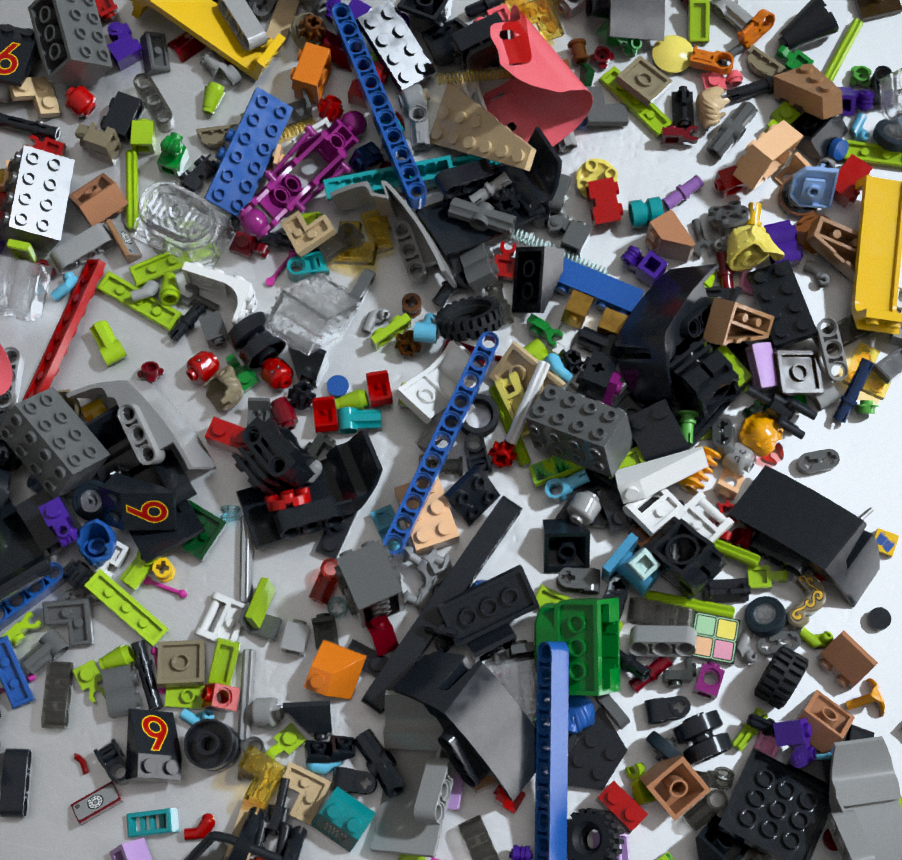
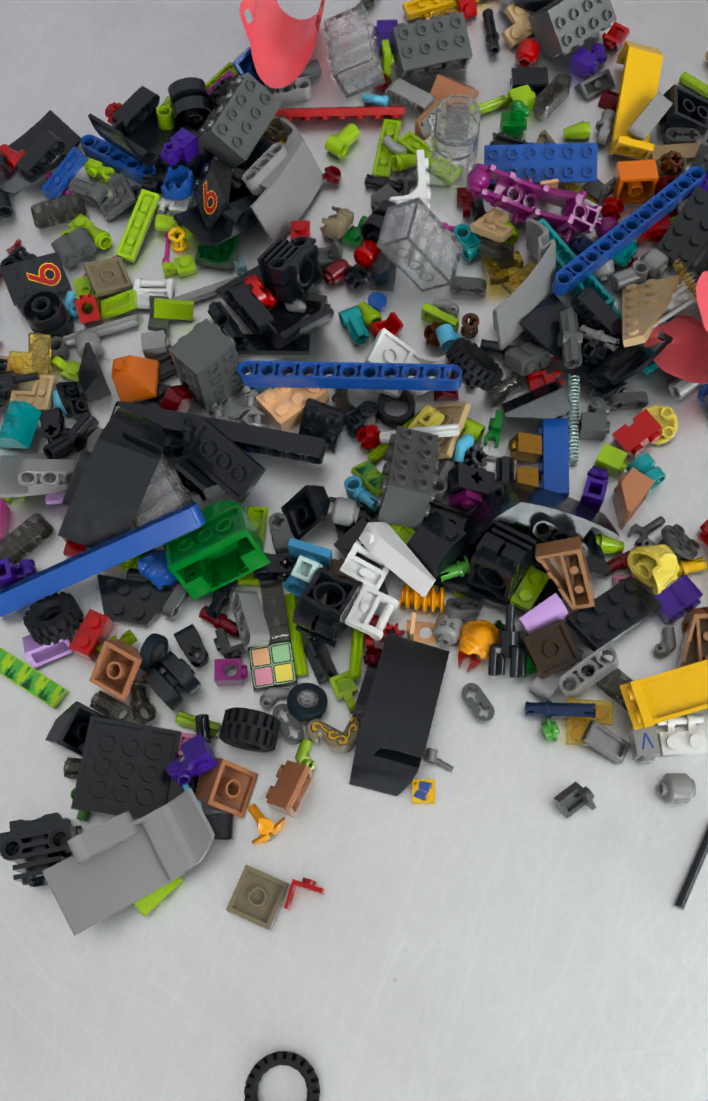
camera: 75 degrees right, 5 degrees down
(48, 145) = (479, 49): red plate -> none
(100, 144) = (499, 73): dark tan hips -> none
(144, 666) = (99, 254): black pin -> none
(199, 576) = (182, 266): none -> lime plate
(202, 366) = (352, 202): red head -> none
(294, 555) = (226, 323): none -> black piece
(324, 414) = (347, 299): red bracket -> none
(619, 238) = (612, 460): none -> lime brick
(682, 192) = (683, 498): medium lavender pin -> none
(879, 619) = (346, 810): black tile -> none

